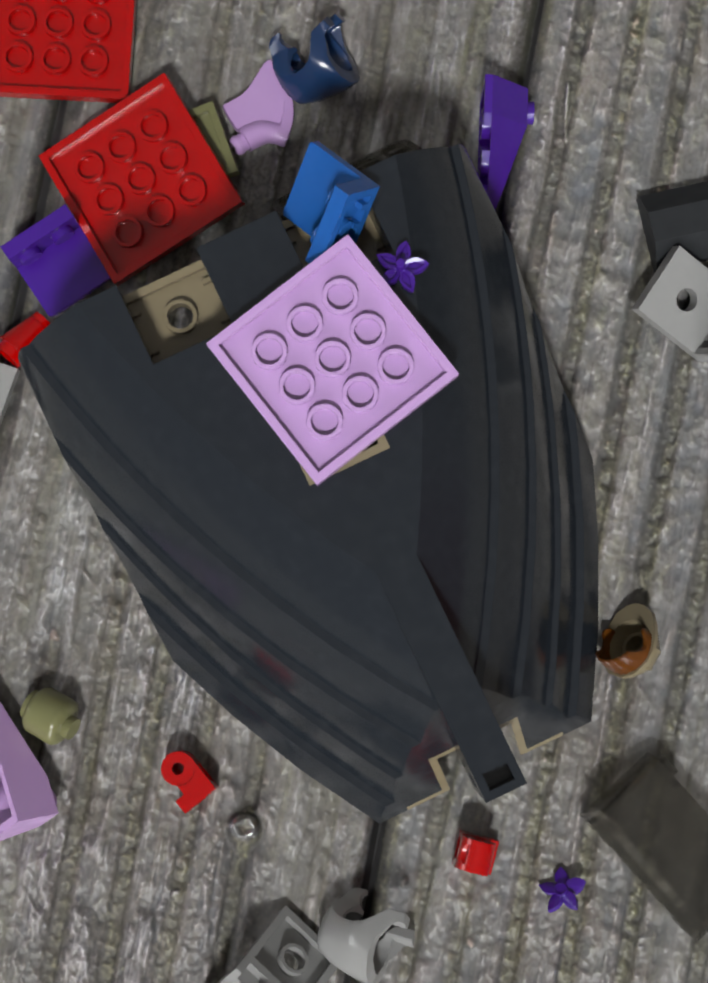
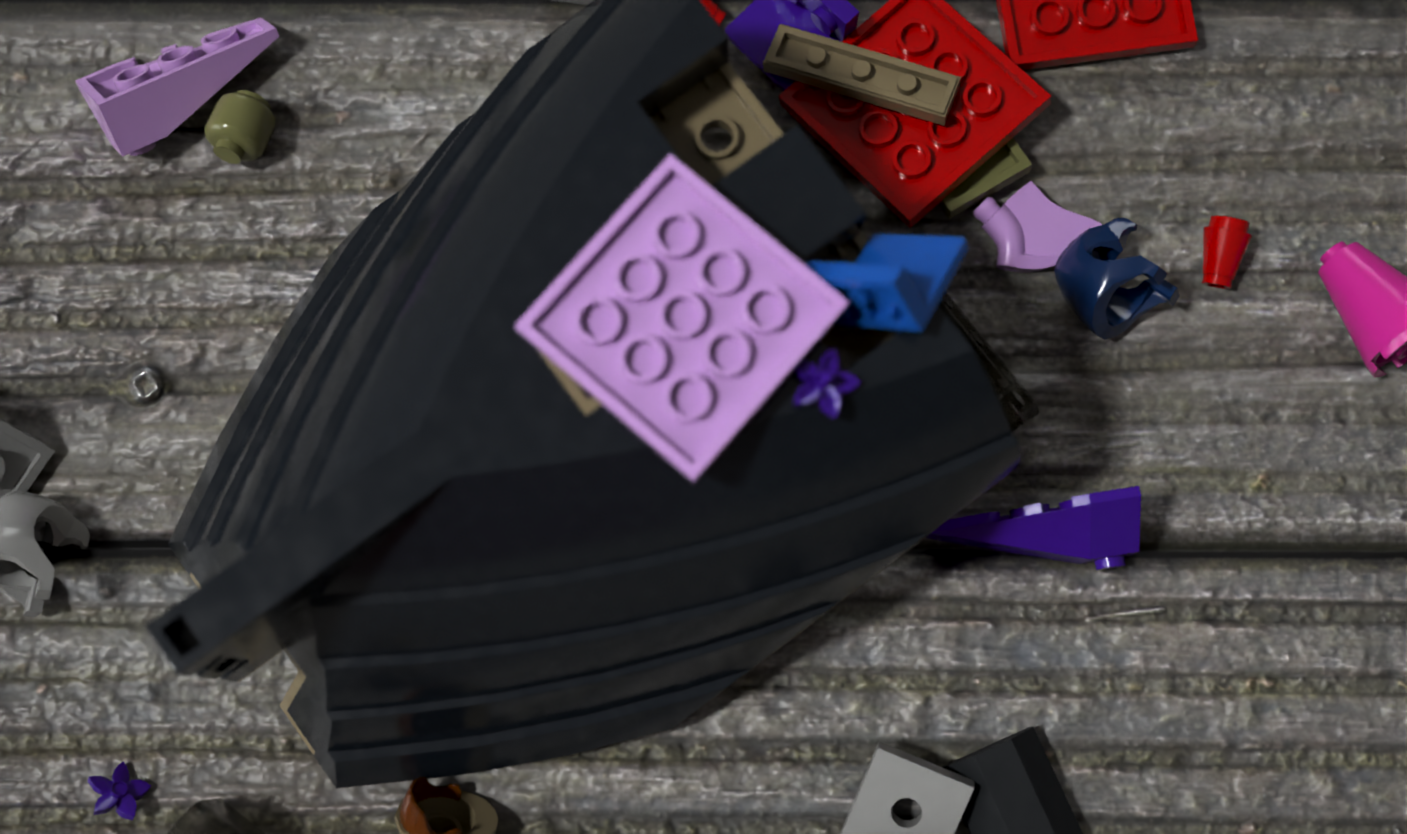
camera: 80 degrees right, 5 degrees down
(113, 214) = (862, 74): none -> dark tan tile
(189, 775) = (192, 304): red leg -> none
(475, 853) = (144, 673): red leg -> none

